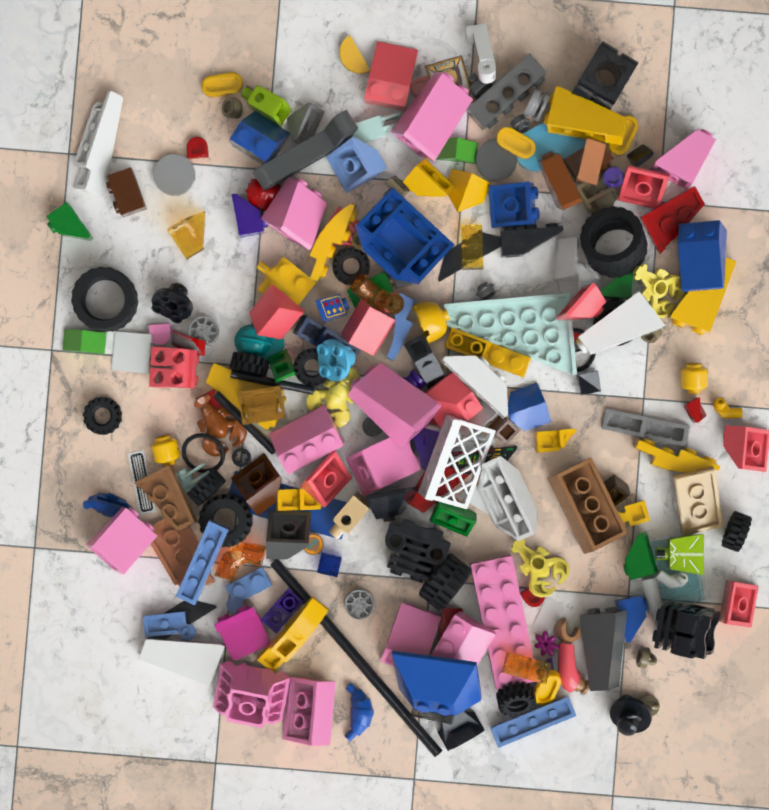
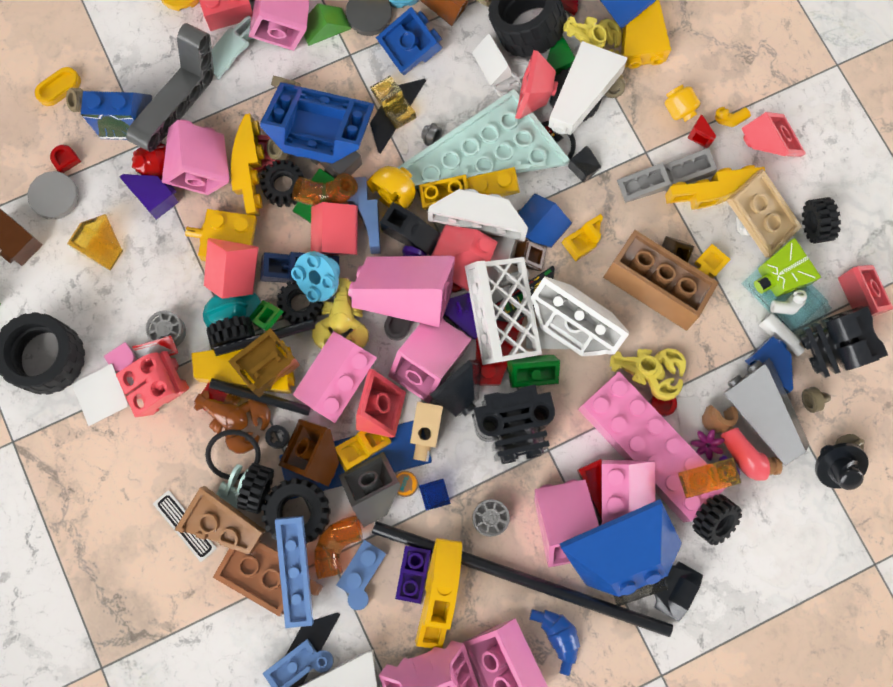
camera: 35 degrees left, 10 degrees down
(84, 341) = (42, 411): bright green slope -> none
(89, 415) = (87, 473): black tyre -> none
(106, 504) = (160, 571): blue piece -> none
(122, 540) = (191, 599): bright pink slope -> none
(165, 450) = (190, 474): yellow head -> none
(172, 302) = (115, 318): black plate -> none
(242, 632) = (383, 624): dark pink bracket -> none
(267, 104) = (111, 74): lime torso -> none
(304, 122) = (158, 72): light grey slope -> none
(332, 308) = (285, 232): blue slope -> none
(355, 163) = (232, 85): light blue slope -> none
(427, 181) = (310, 61): yellow slope -> none
(445, 582) = (568, 439): black tyre -> none
(468, 189) = (354, 50): yellow slope -> none
(522, 241) = (438, 69): black slope -> none
(533, 721) = (748, 534): medium blue plate -> none
(546, 692) = (741, 493): yellow tile -> none
(640, 559) = (746, 302): green slope -> none

